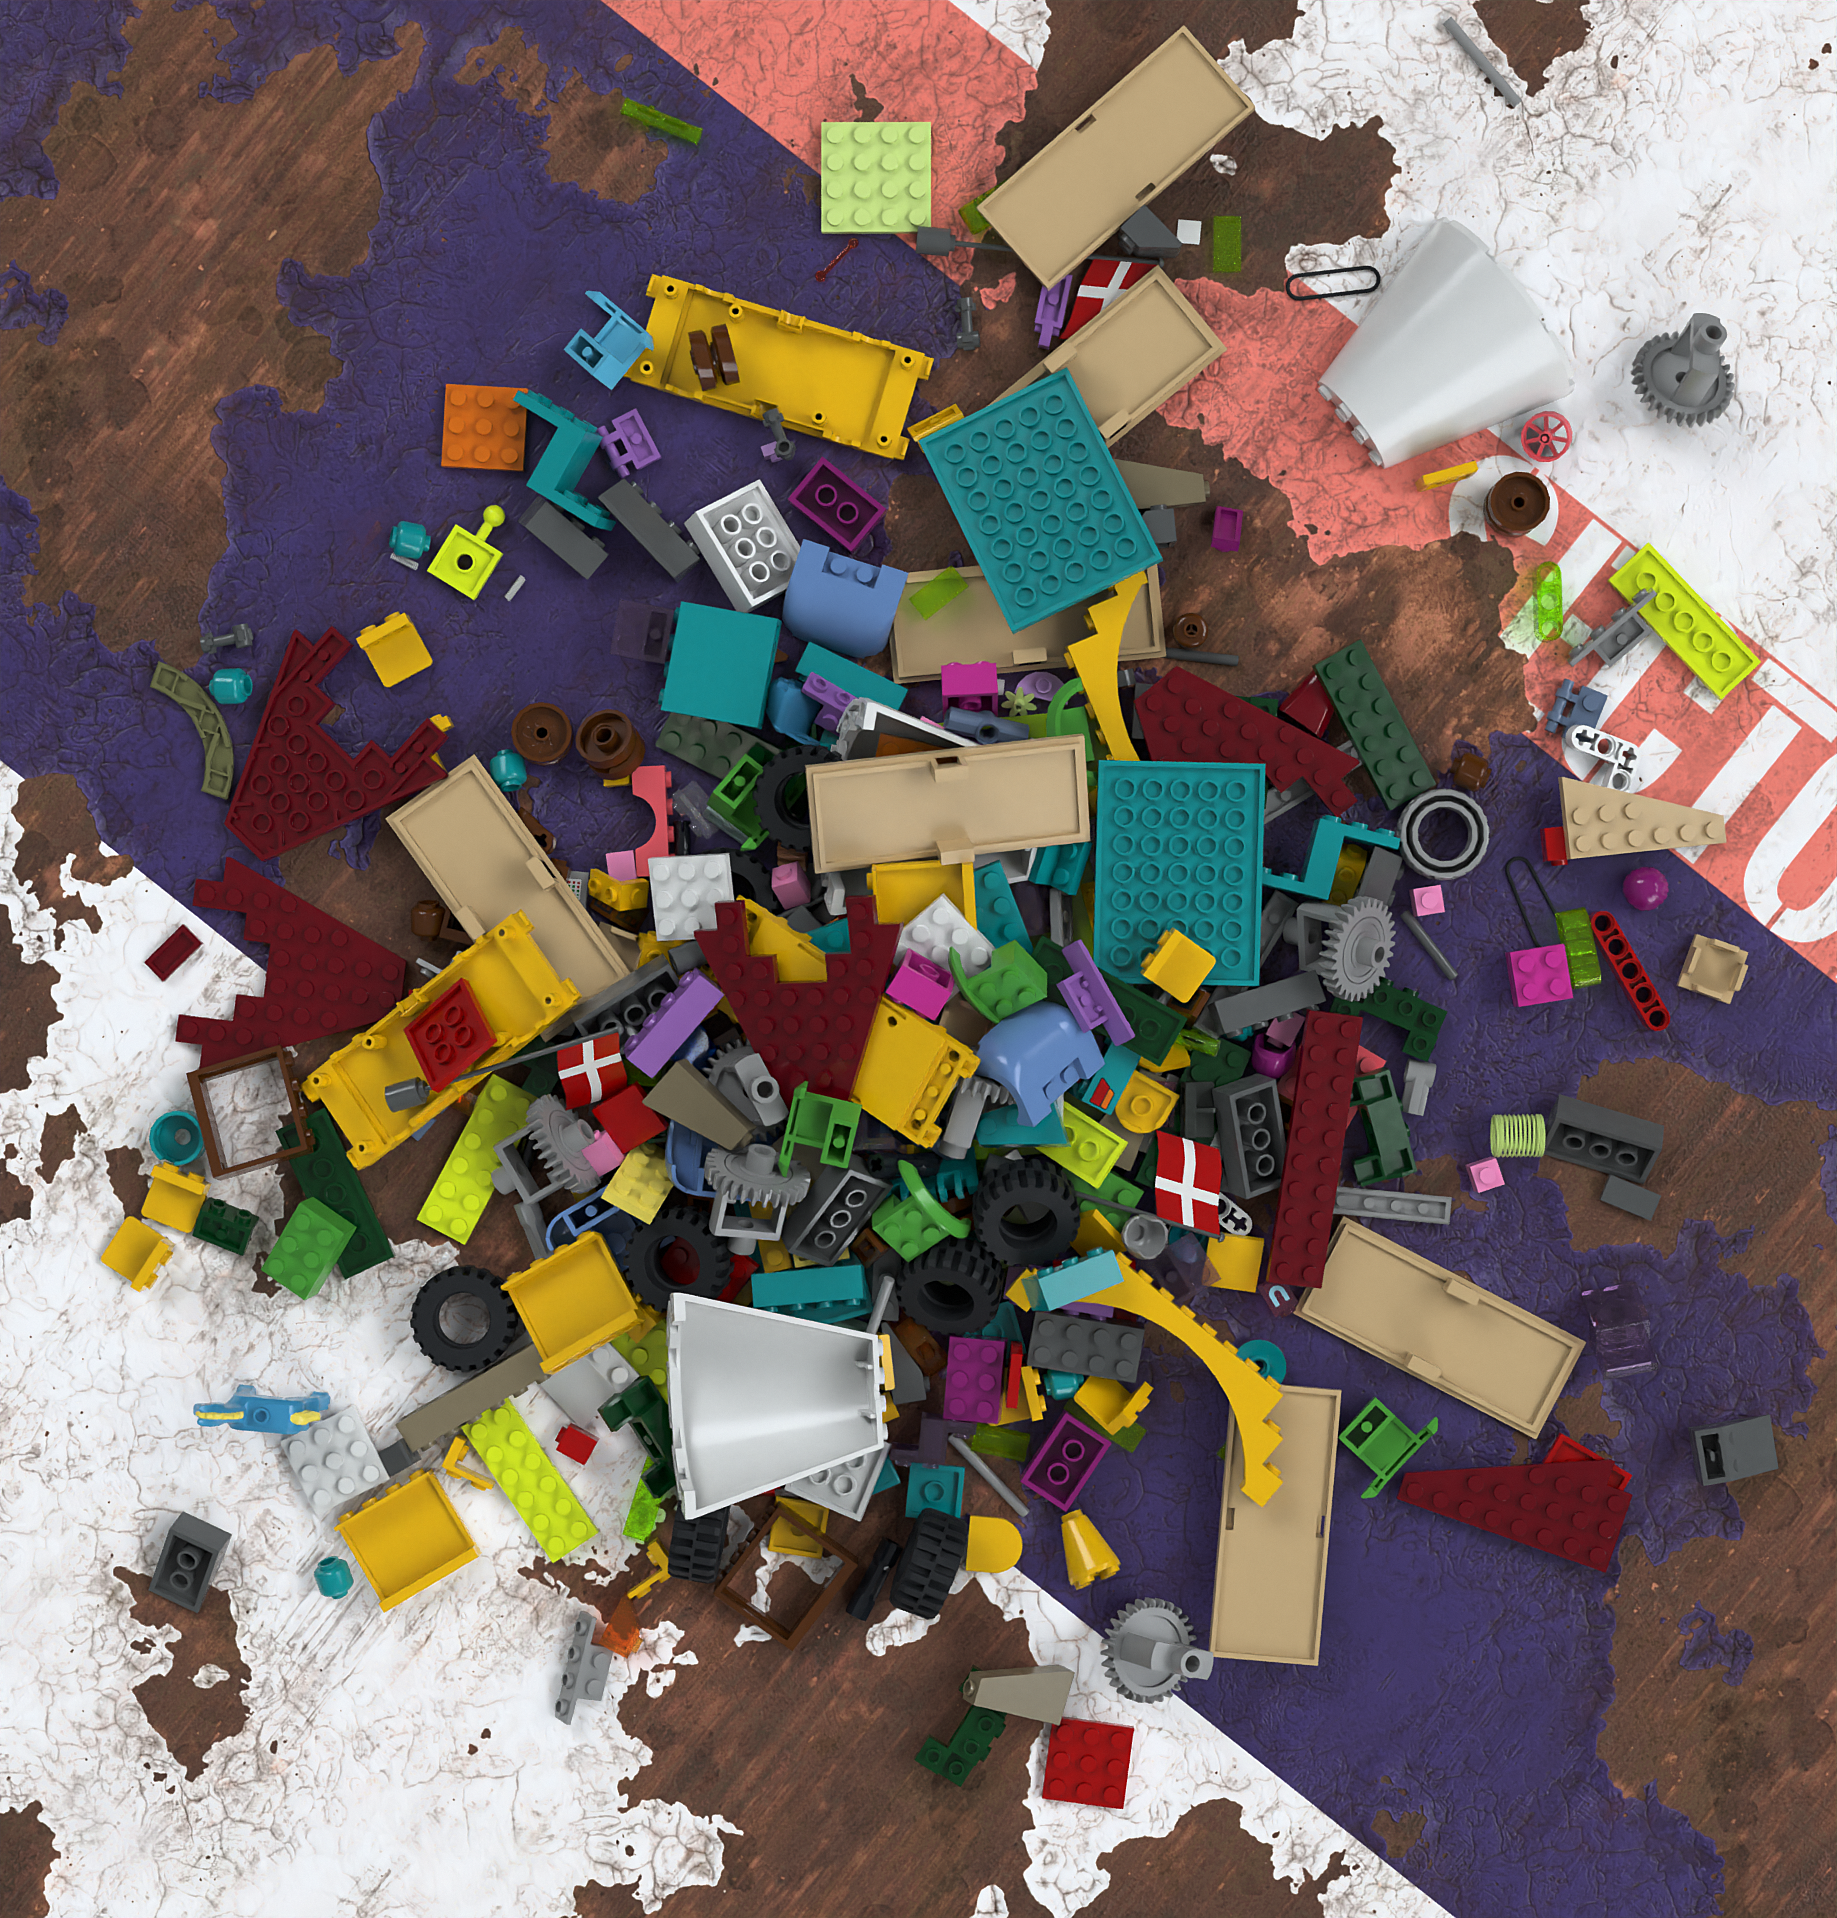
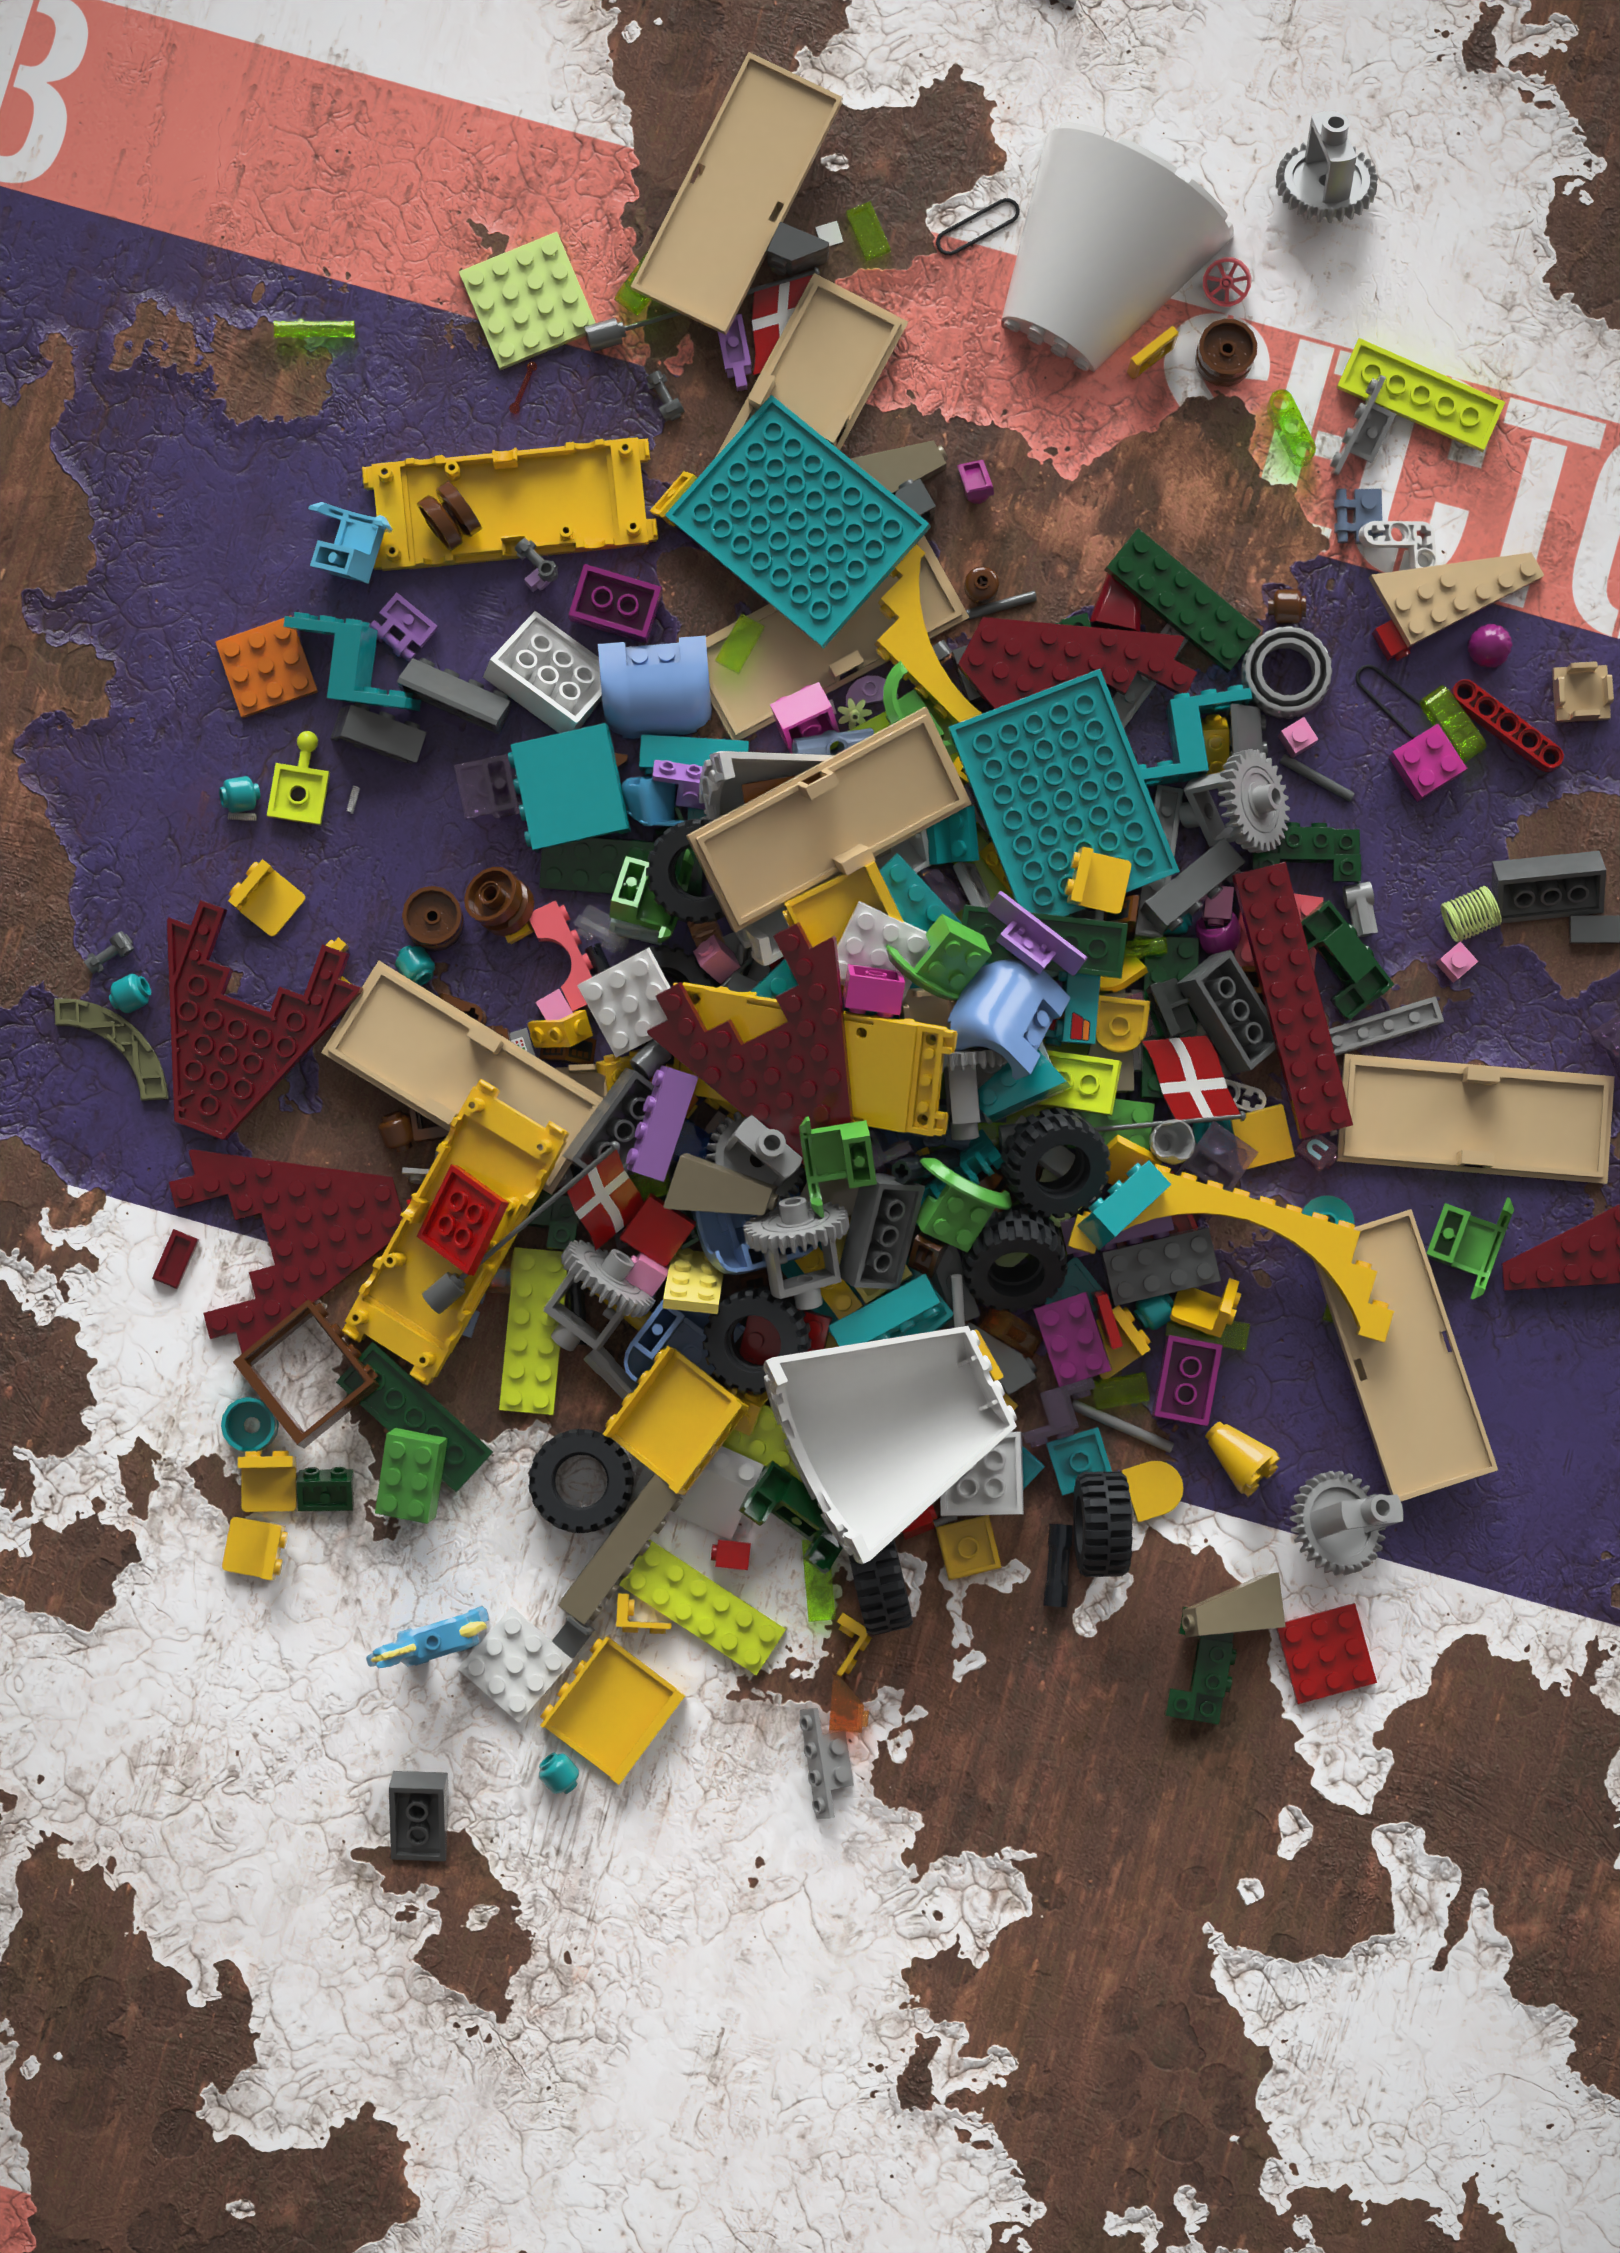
camera: 25 degrees left, 5 degrees down
(754, 1614) = (1017, 1607): reddish brown window -> none

